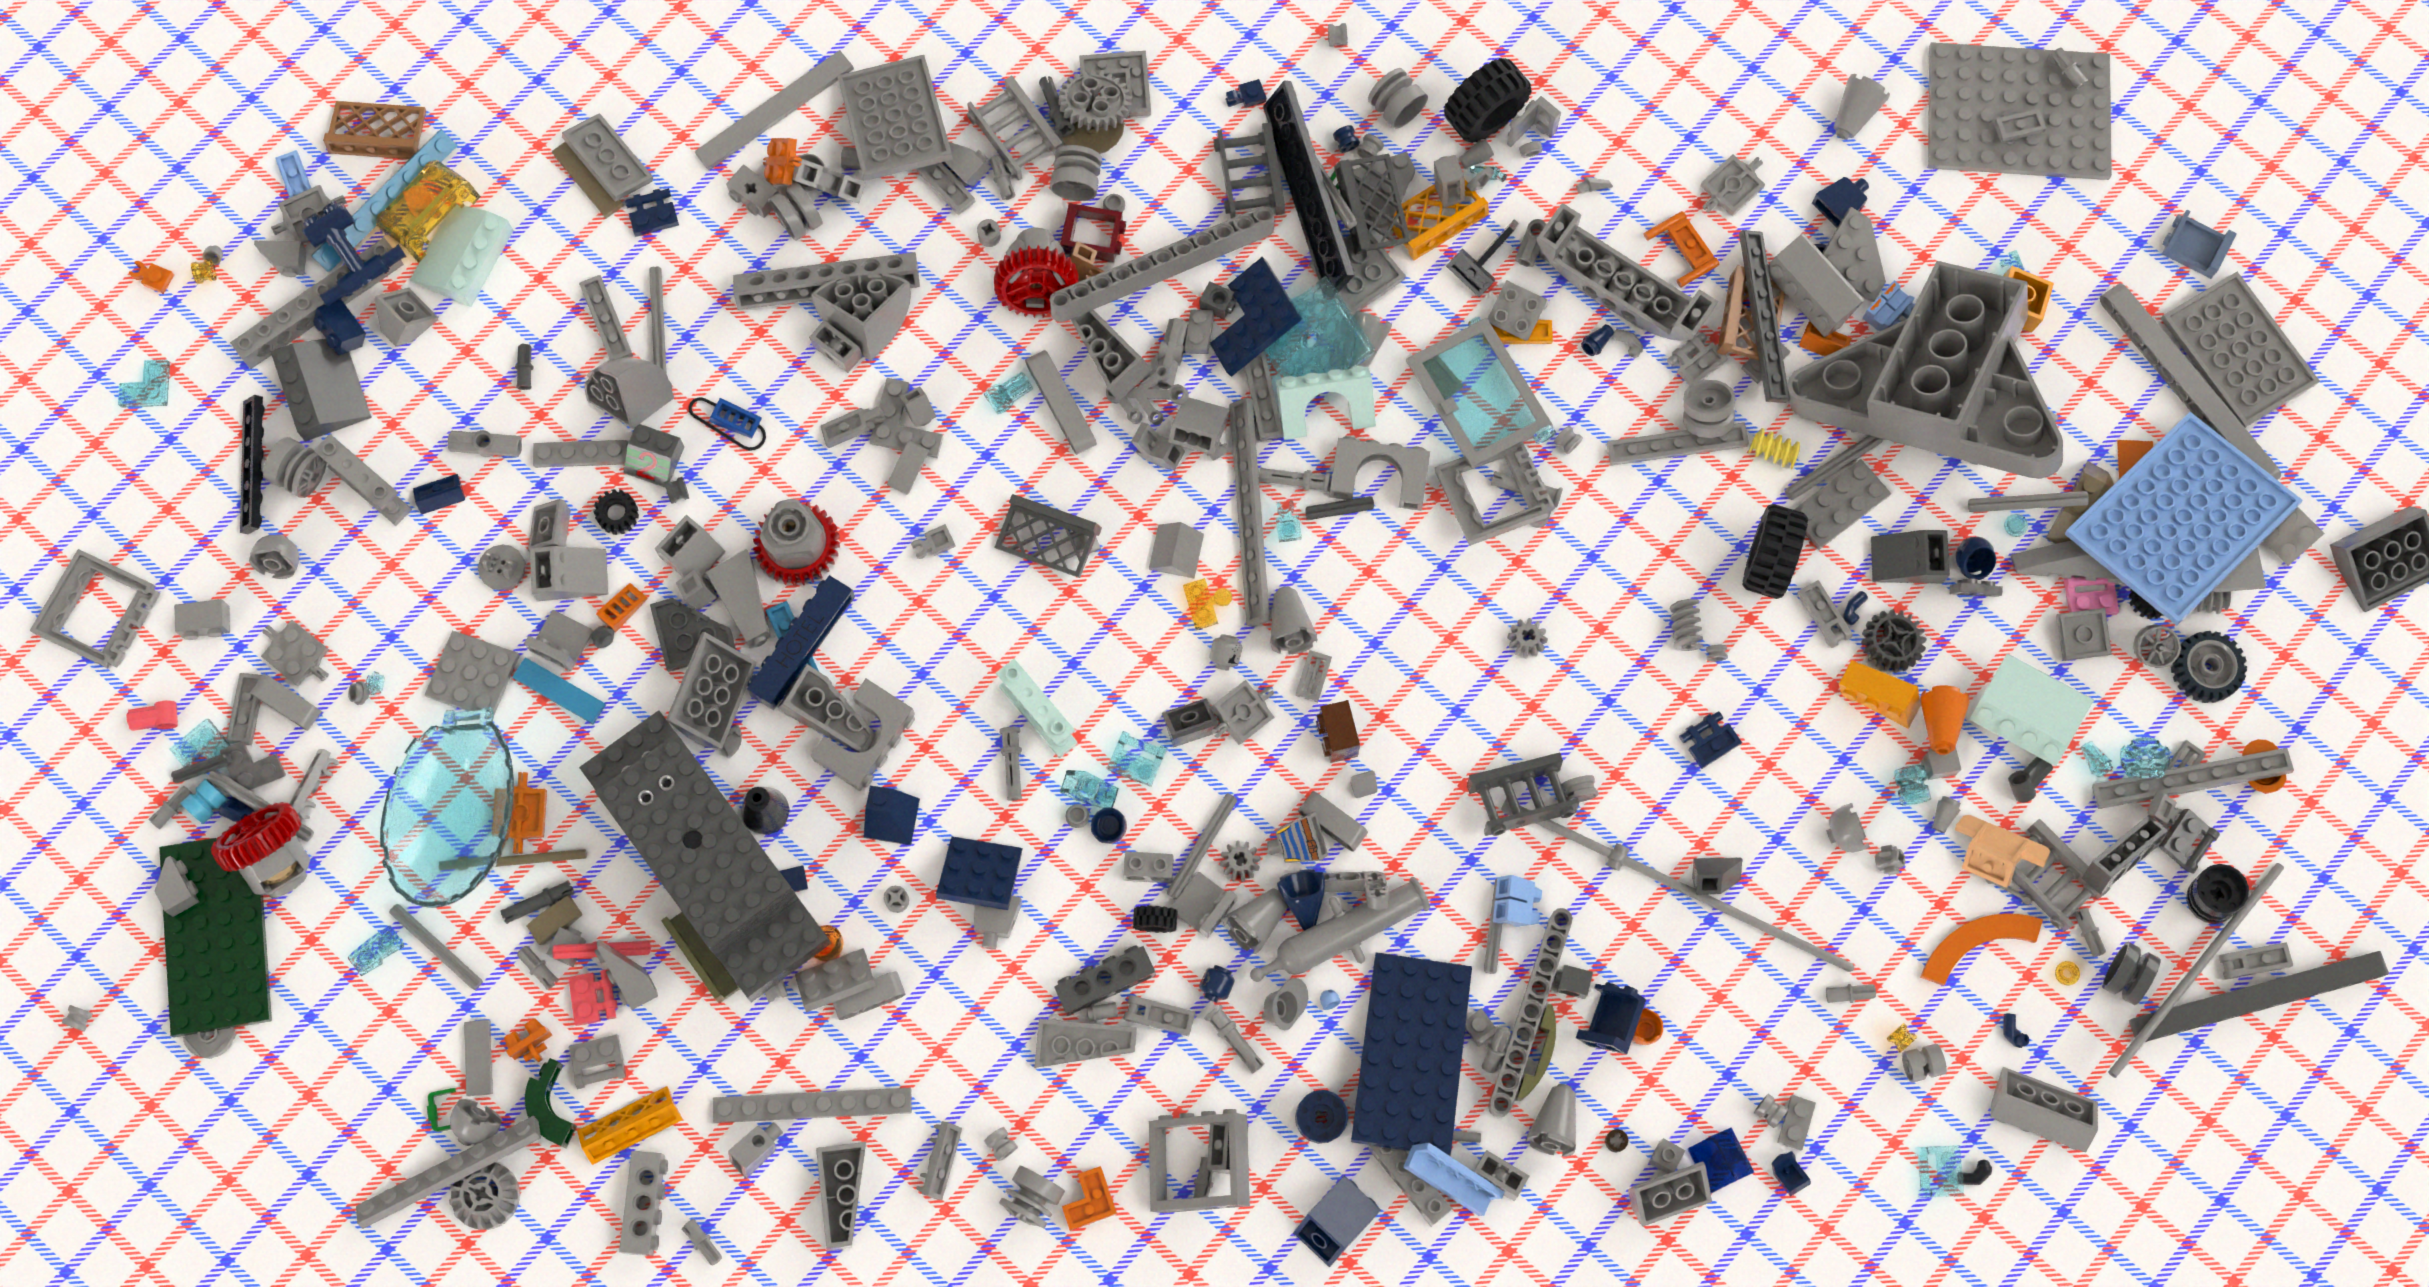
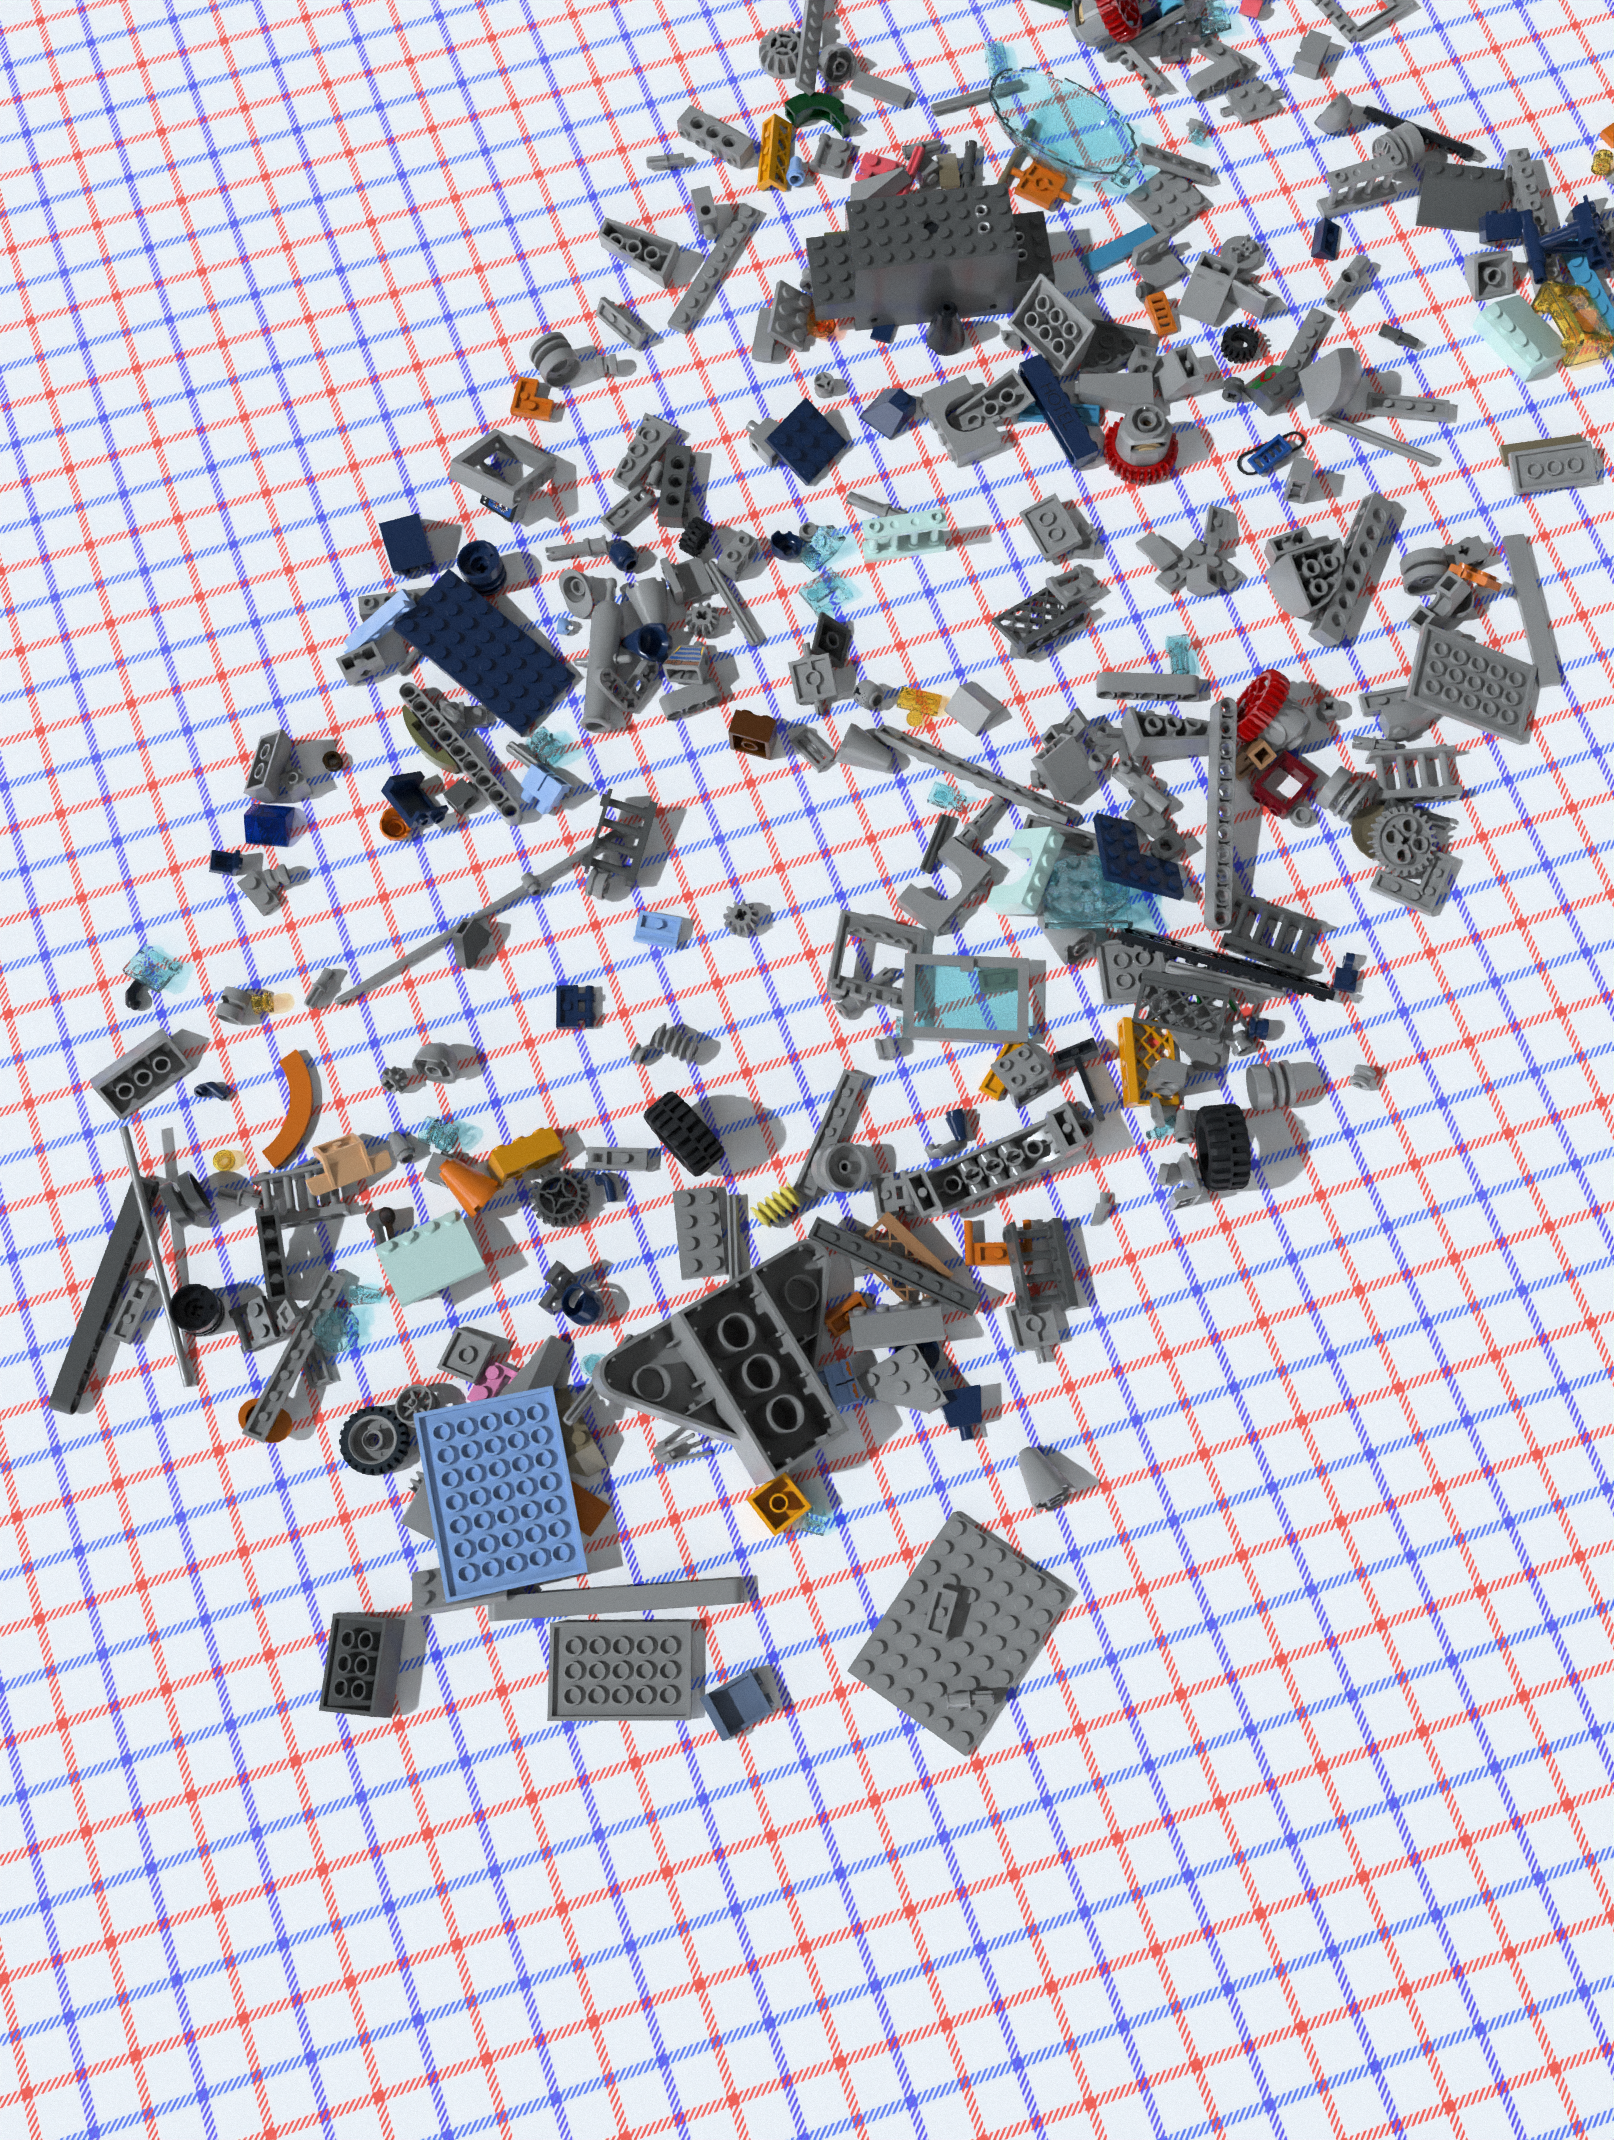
camera: 125 degrees right, 0 degrees up
(151, 391) = (1521, 98): clear light blue plate -> none
(429, 681) = (1174, 163): none -> light grey plate
(432, 1109) = (864, 50): green piece -> none
(537, 1035) = (866, 119): orange hips -> none
(641, 1086) = (795, 173): none -> light blue cone
(653, 218) = (1479, 479): dark blue plate -> none
(754, 372) = (1298, 480): none -> light grey brick
(939, 578) = (1050, 527): none -> light grey plate
(994, 518) = (1075, 591): none -> light grey plate
(1364, 784) = (705, 737): light grey slope -> none
(1471, 930) = (547, 747): none -> clear light blue wheel
(1555, 1123) = (370, 721): light grey cone -> none
(1586, 709) = (658, 929): none -> light blue plate
(1676, 182) = (1059, 1256): none -> dark grey fence
(1910, 557) = (617, 1255): dark grey slope -> none

